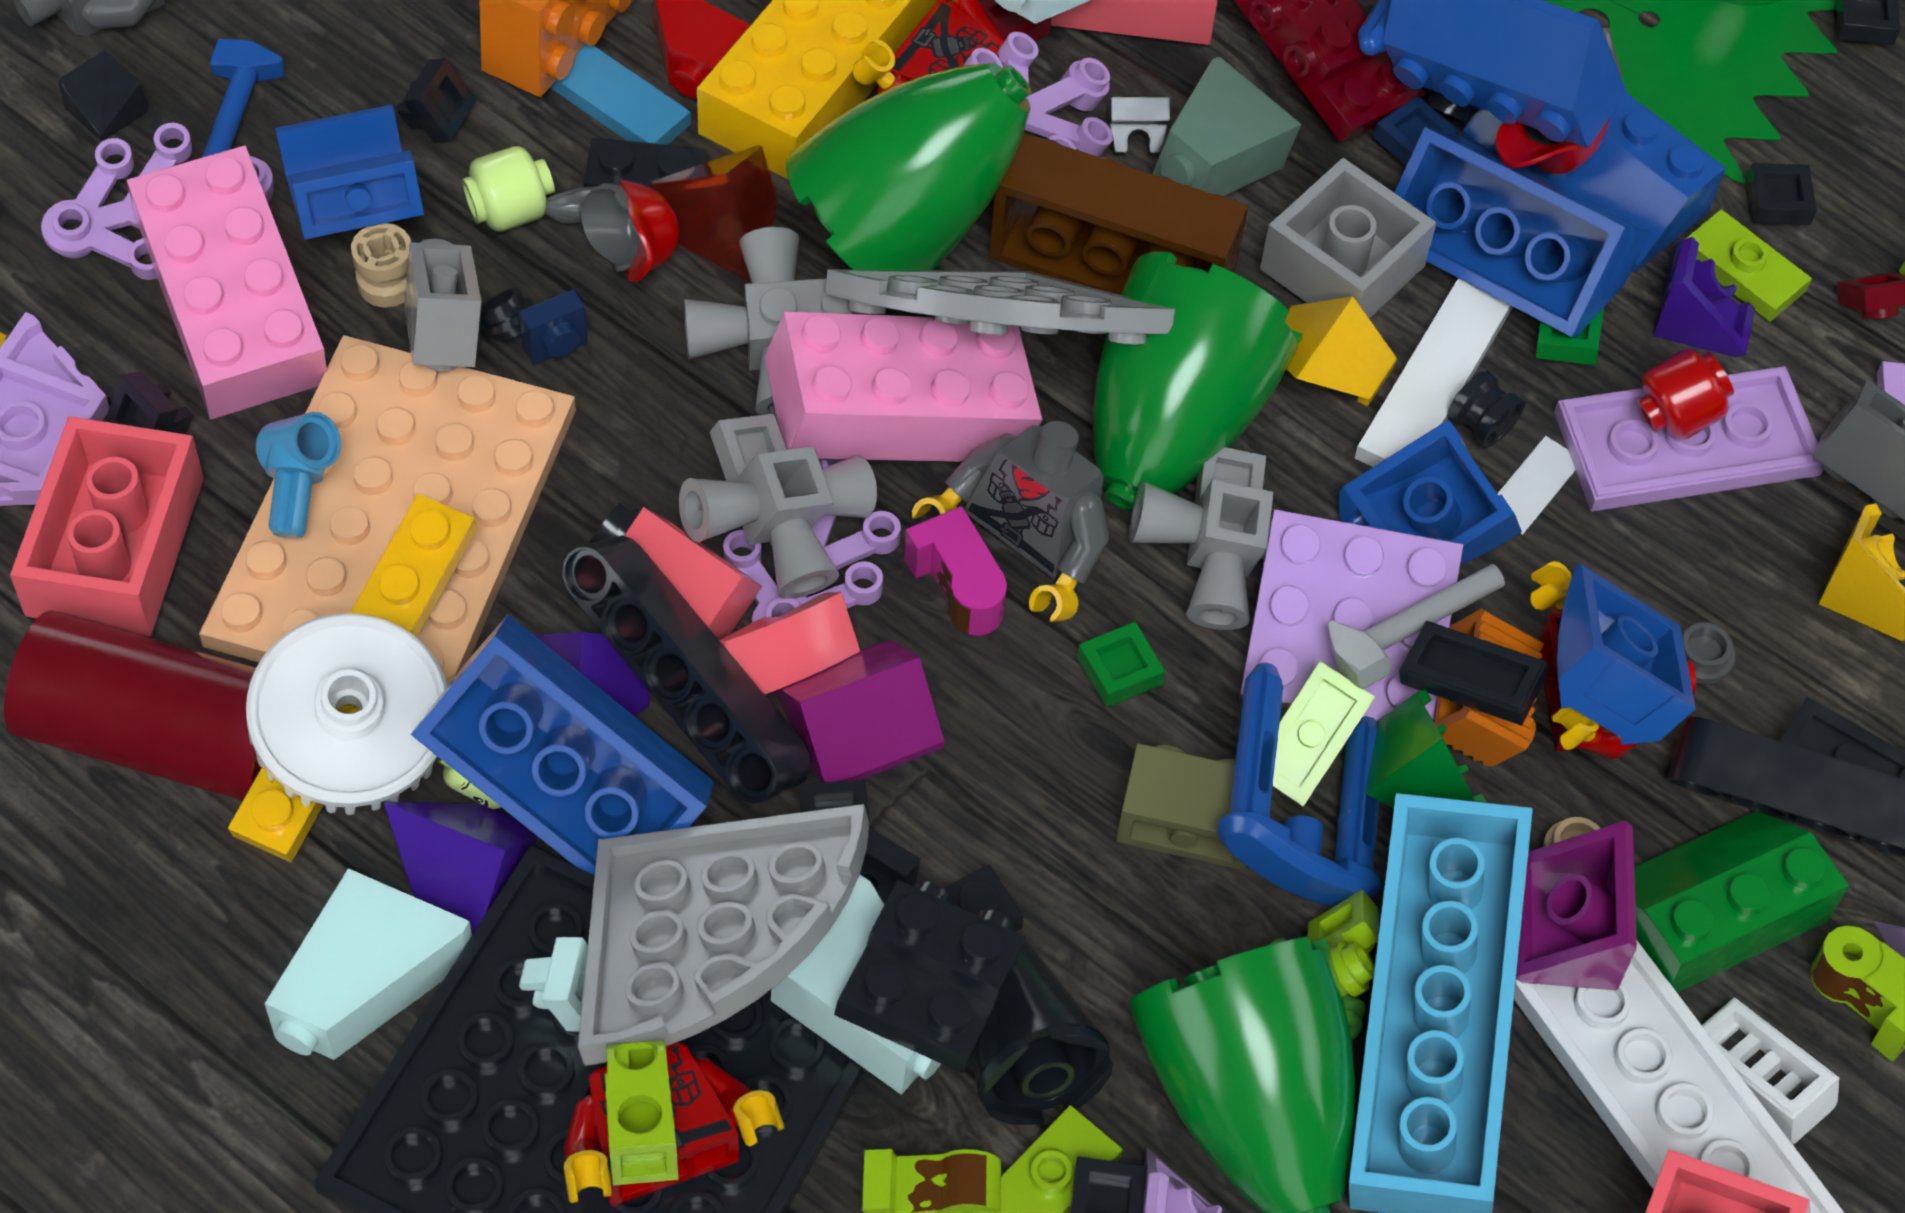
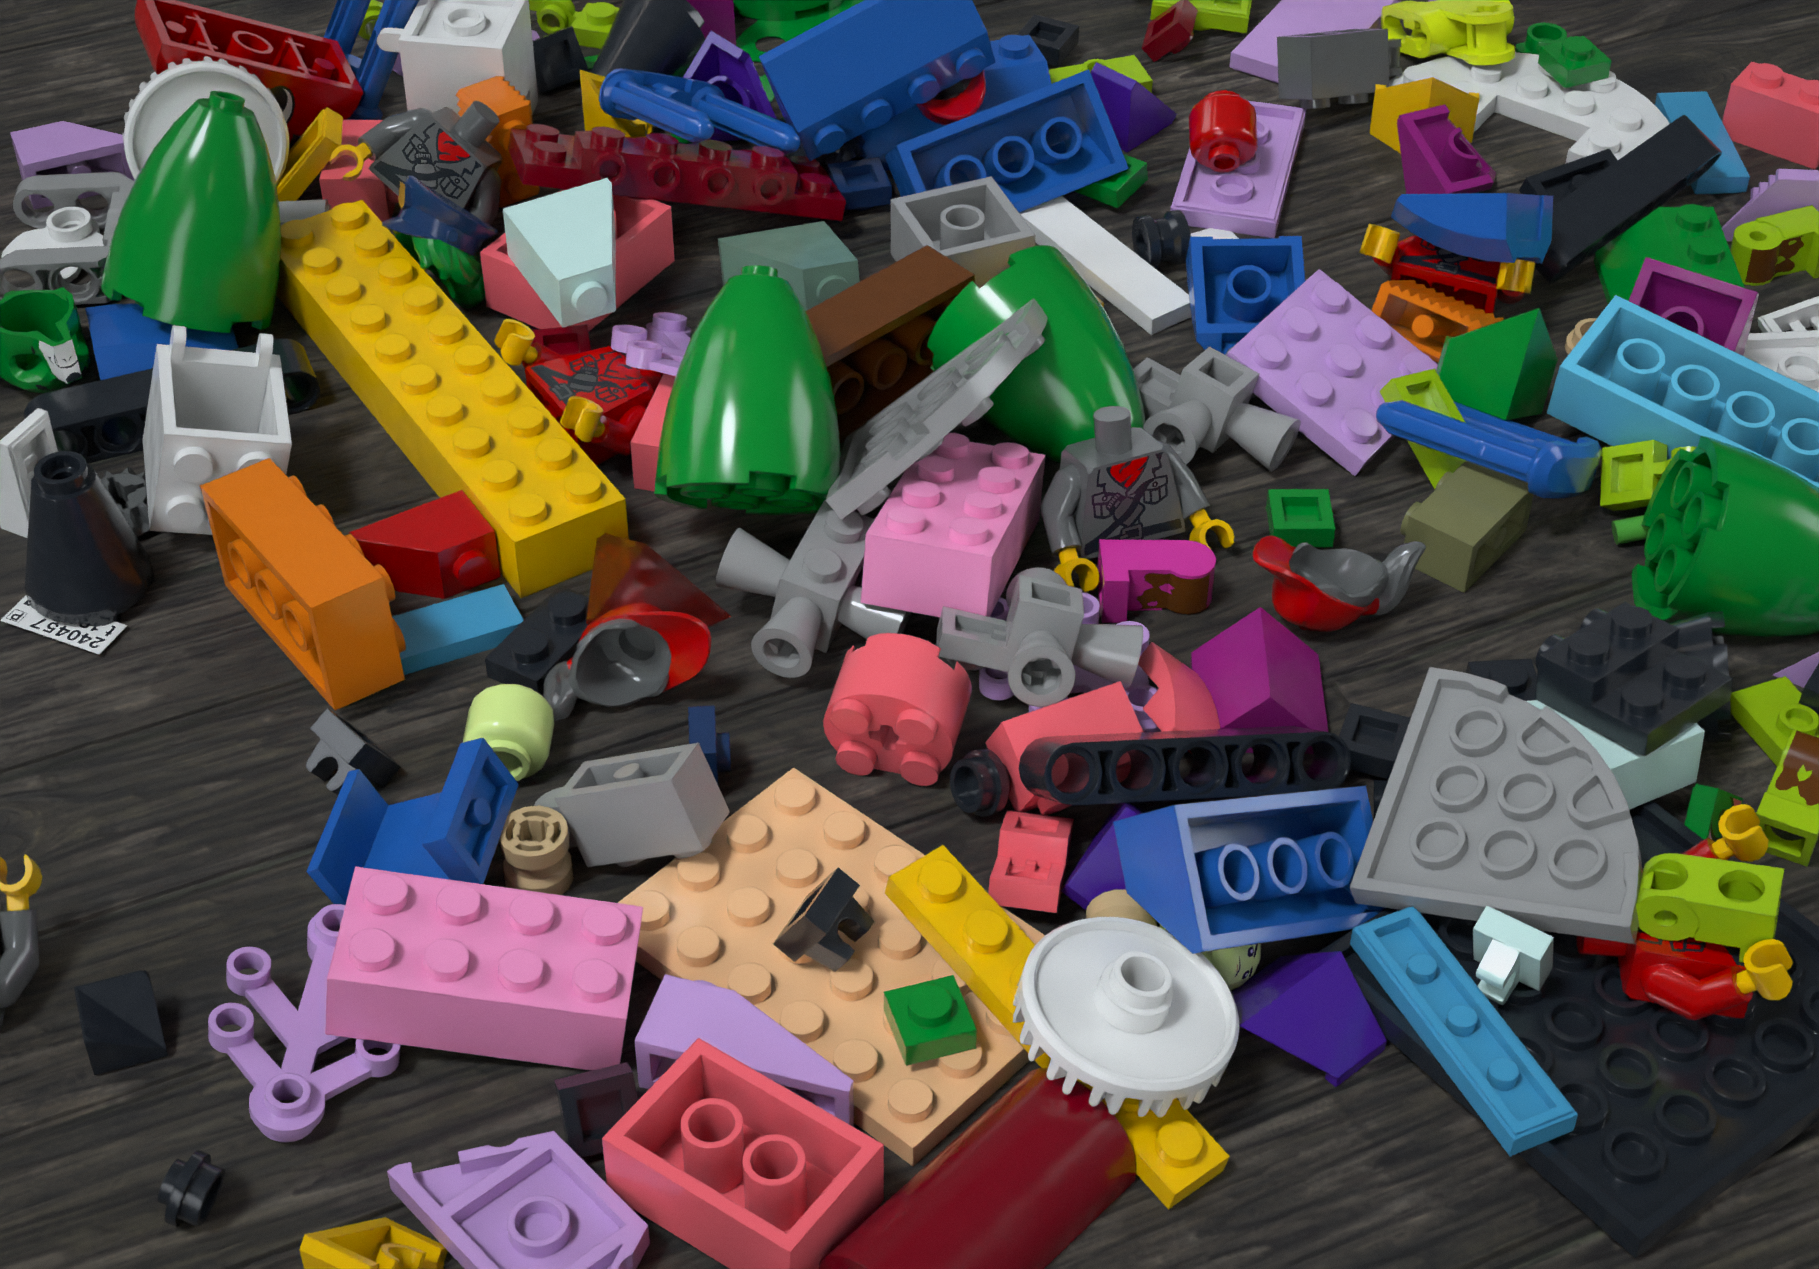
camera: 60 degrees left, 15 degrees down
(229, 476) = (732, 1024): none -> lavender slope
(243, 64) = (171, 893): blue piece -> none
(296, 466) = (769, 966): dark azure axle -> none
(313, 587) = (930, 1020): none -> green plate
(362, 966) = (1394, 1131): light aqua slope -> none
(372, 468) = (820, 916): none -> black tile
(478, 979) = (1463, 1031): none -> dark azure tile
(535, 603) = (1031, 861): none -> coral slope
(648, 434) = (897, 708): none -> coral brick
(879, 1124) = (1706, 808): none -> green tile
(1013, 704) = (1334, 586): none -> hair
(1361, 654) = (1390, 355): light grey piece -> none
(1474, 672) = (1450, 300): black tile -> none
(1799, 616) = (1439, 156): none -> magenta slope

